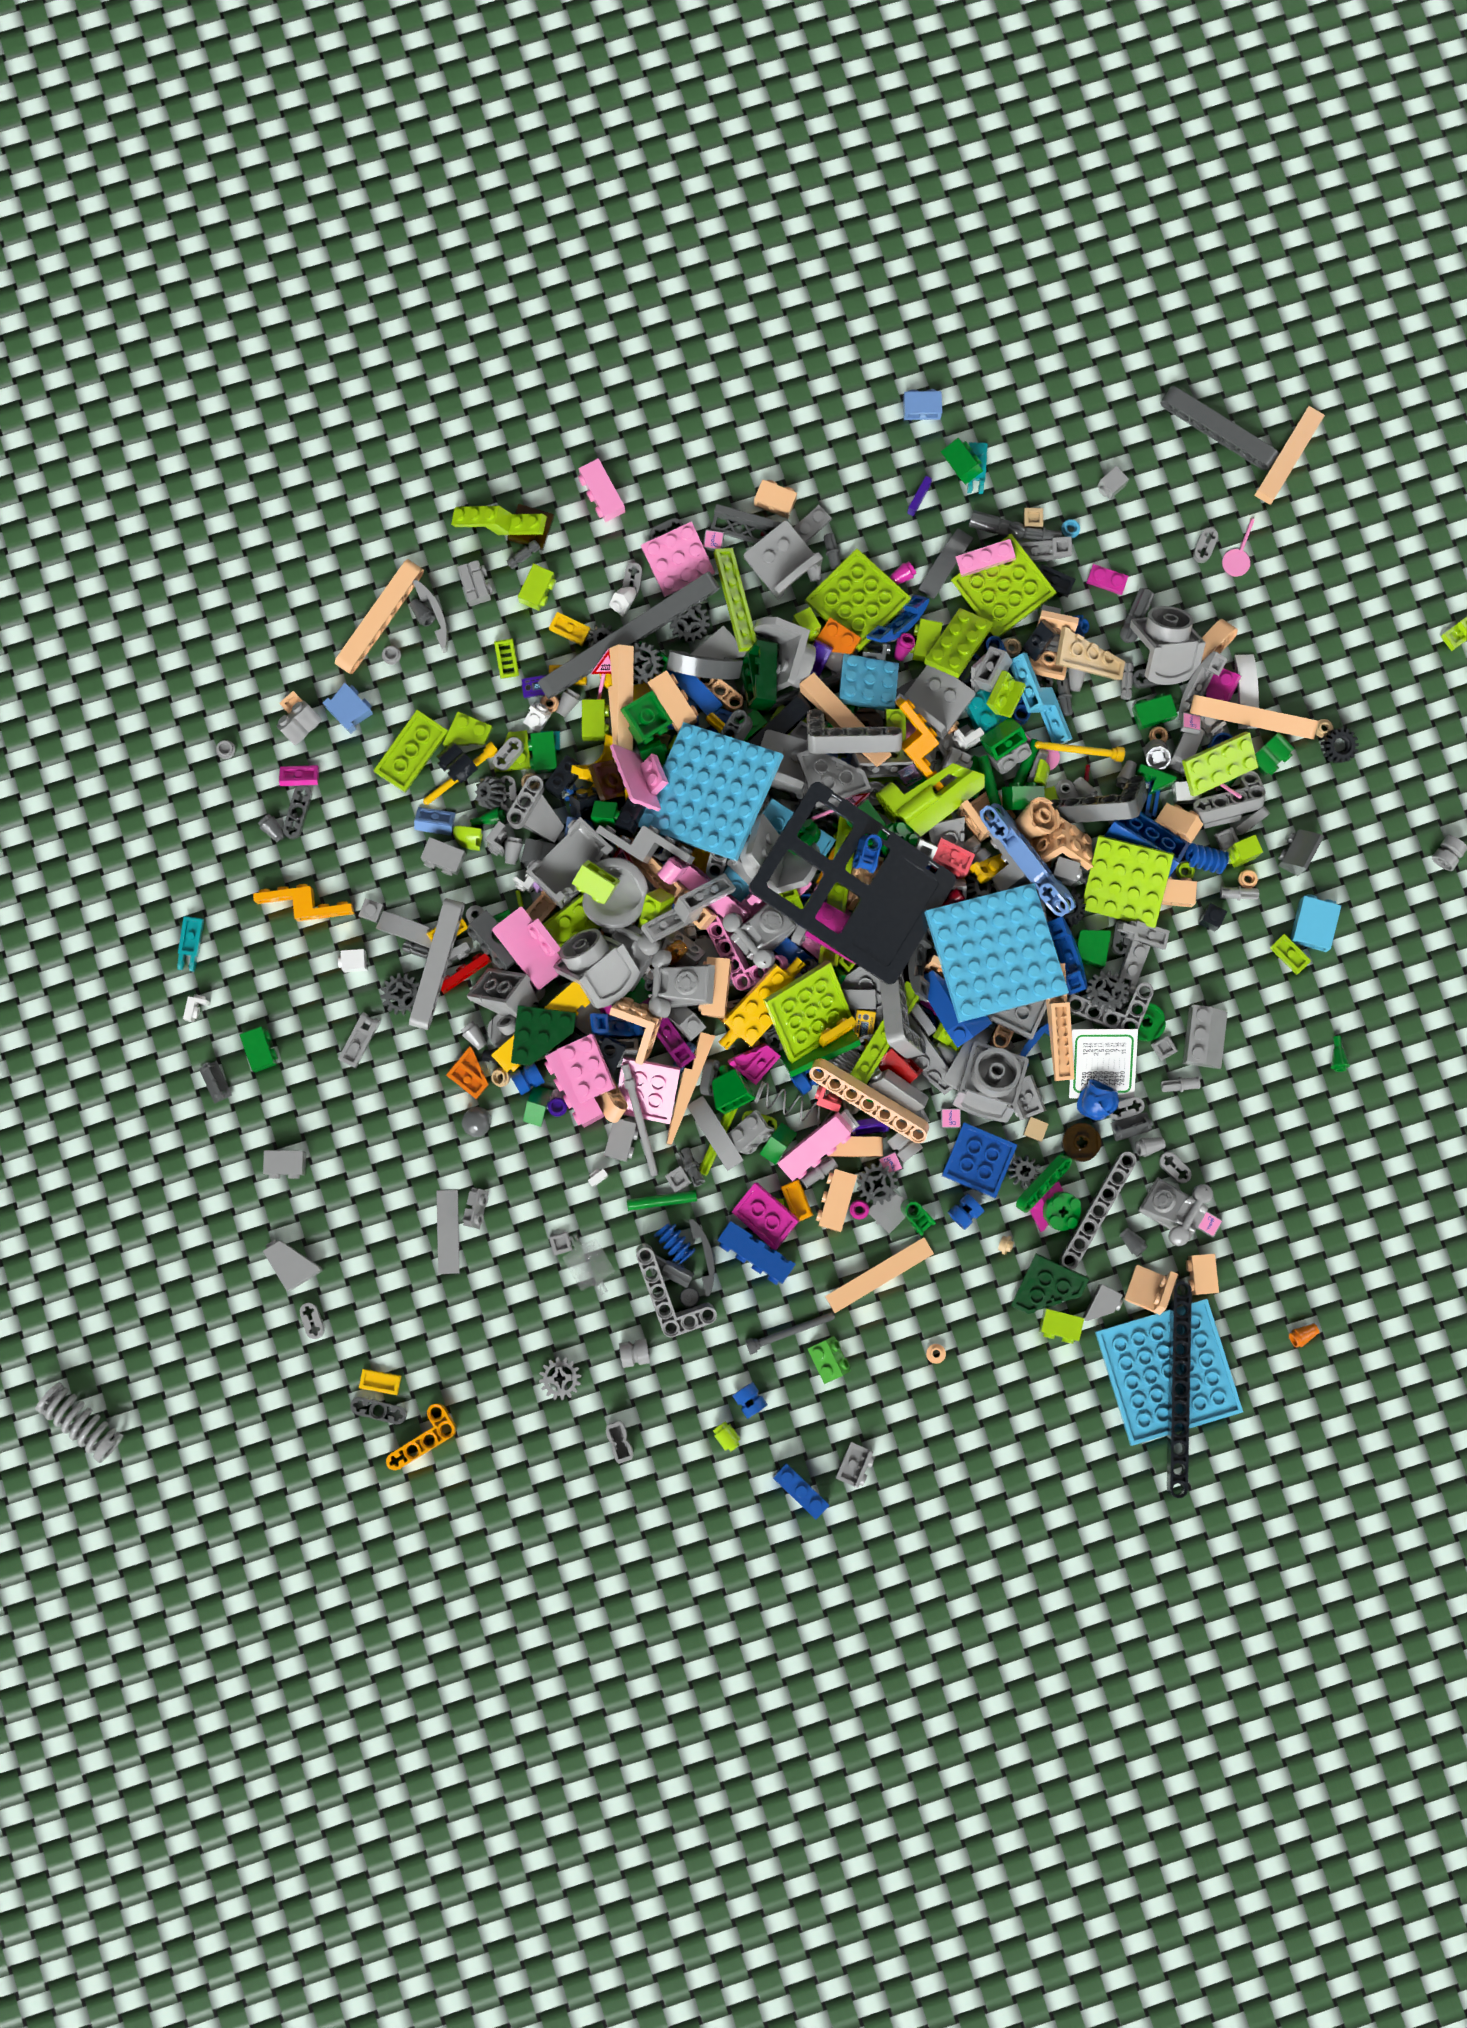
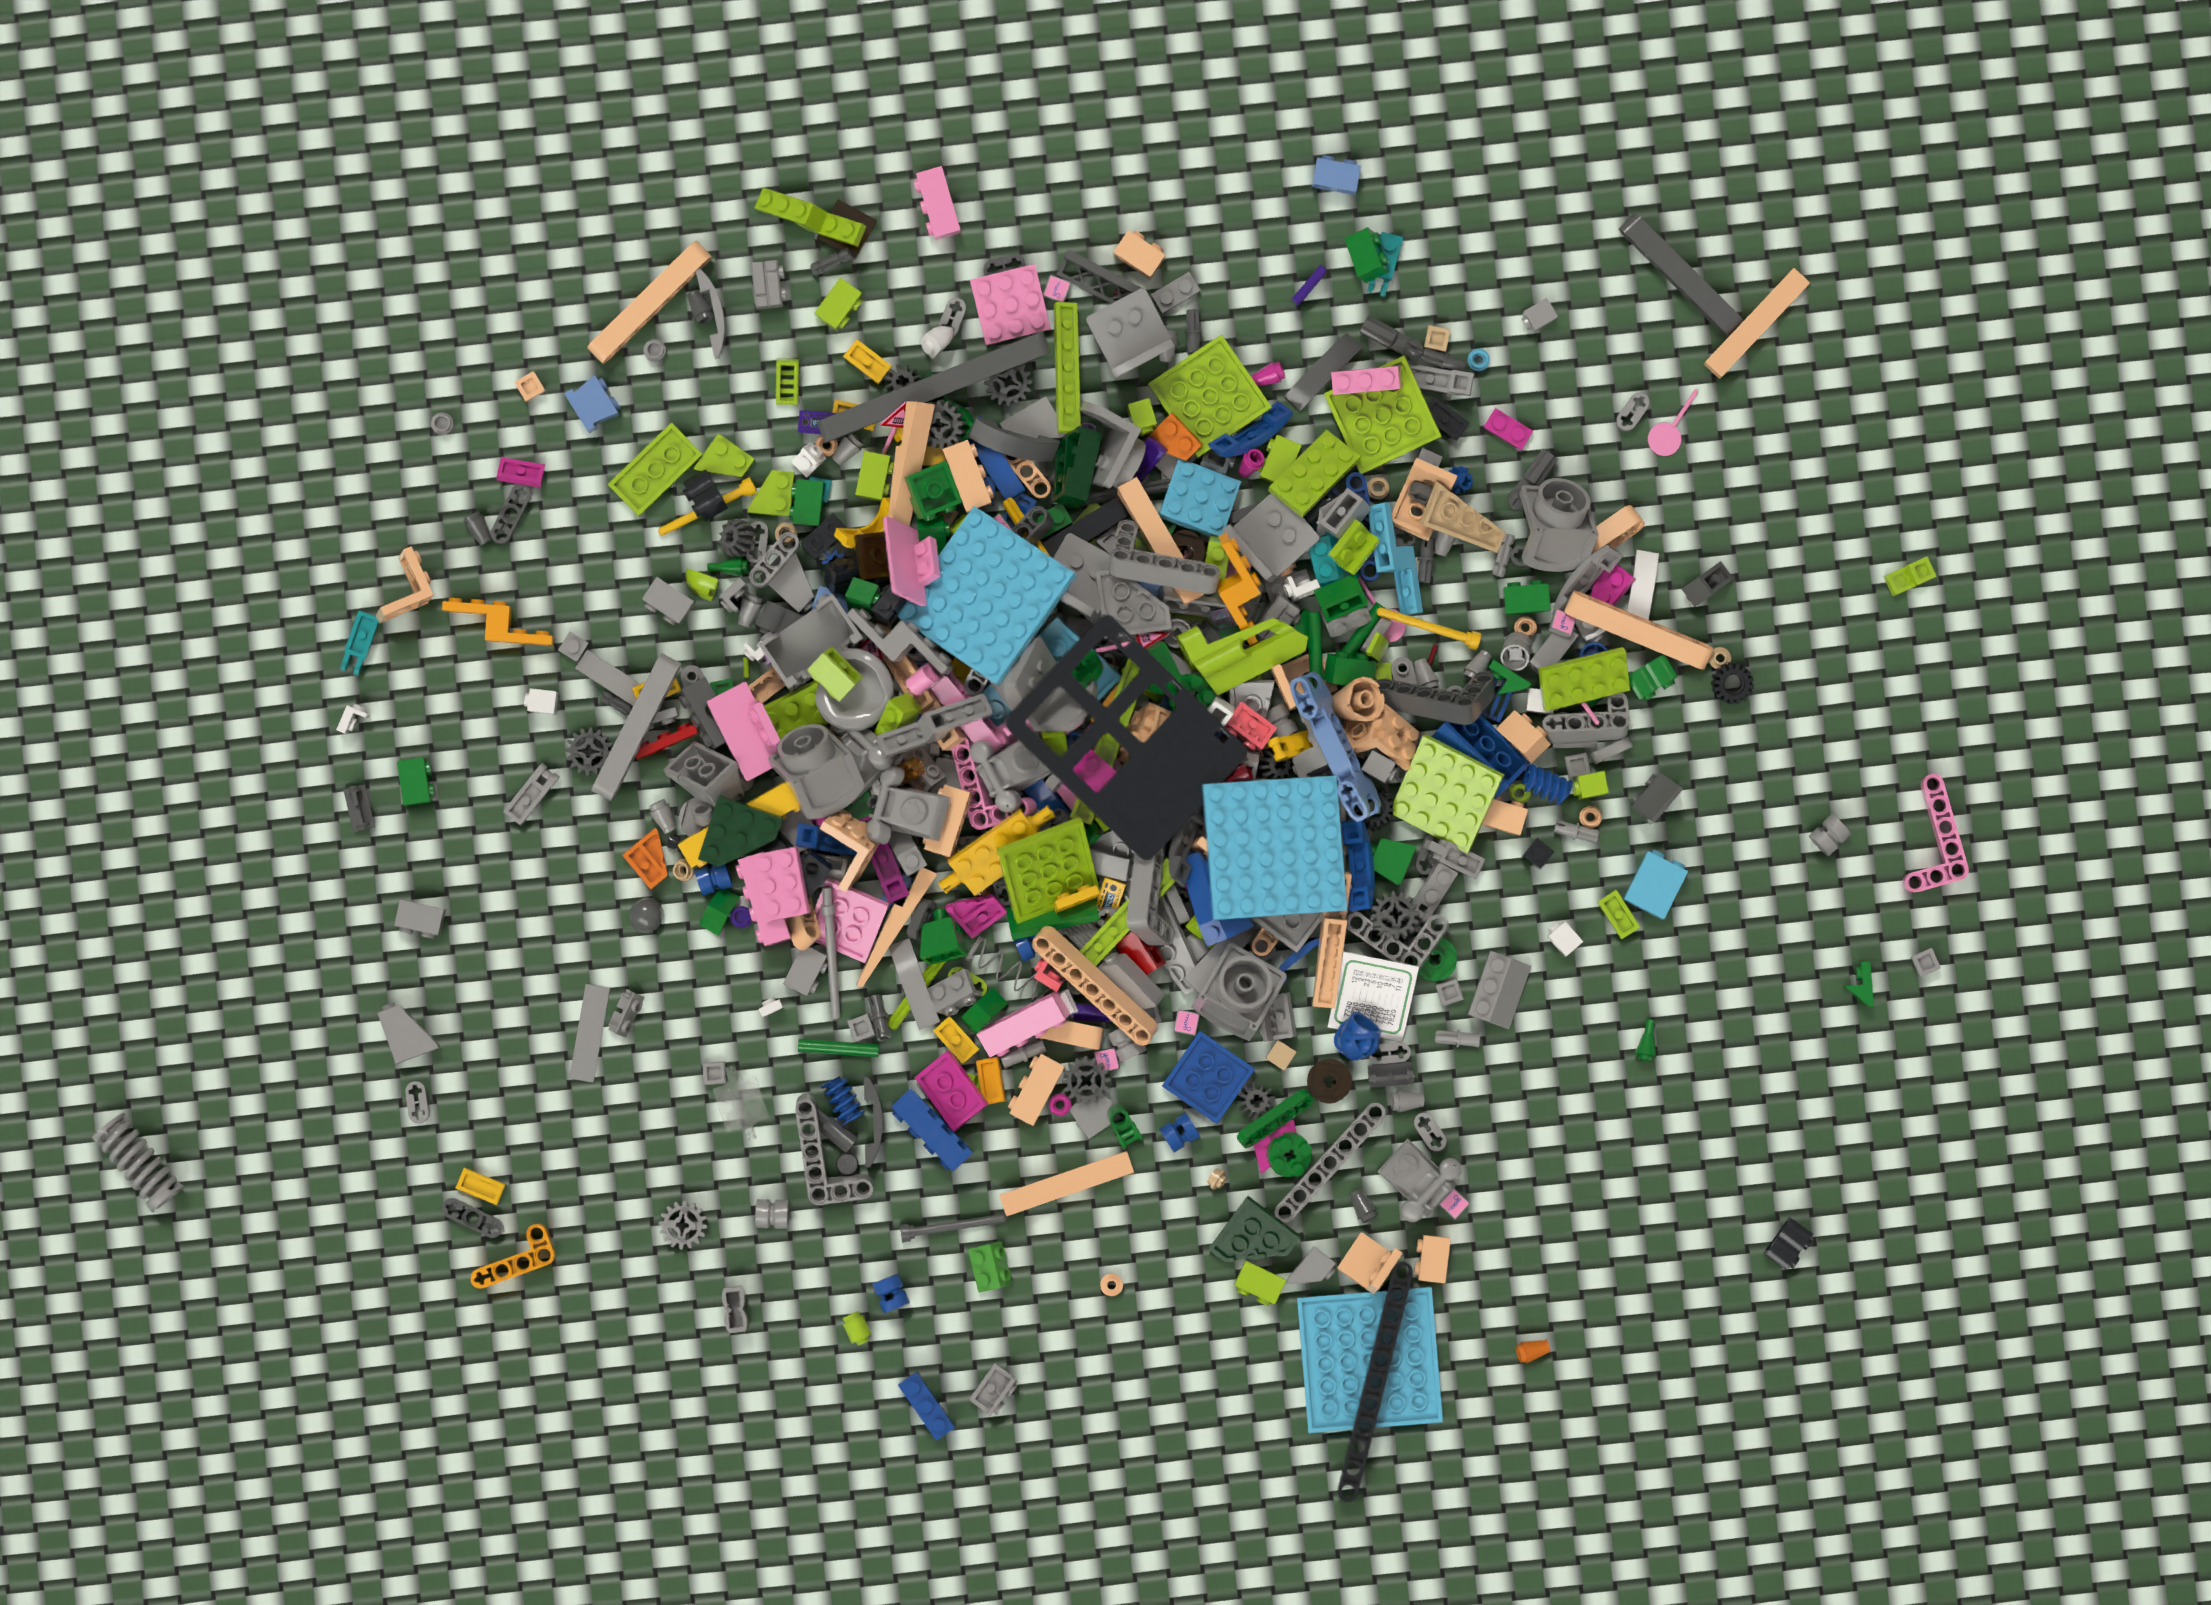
camera: 20 degrees right, 5 degrees up
(228, 897) = (419, 582): none -> light nougat bracket
(299, 722) = (532, 410): light grey brick -> none
(434, 821) = (666, 556): medium blue slope -> none
(504, 751) = (763, 493): light grey beam -> none
(760, 1172) = (956, 1040): none -> yellow plate
(867, 854) = (1148, 709): blue piece -> none
(1039, 640) = (1407, 491): black plate -> none
(1250, 982) = (1564, 938): none -> white brick
(1299, 670) = (1707, 584): none -> dark grey slope

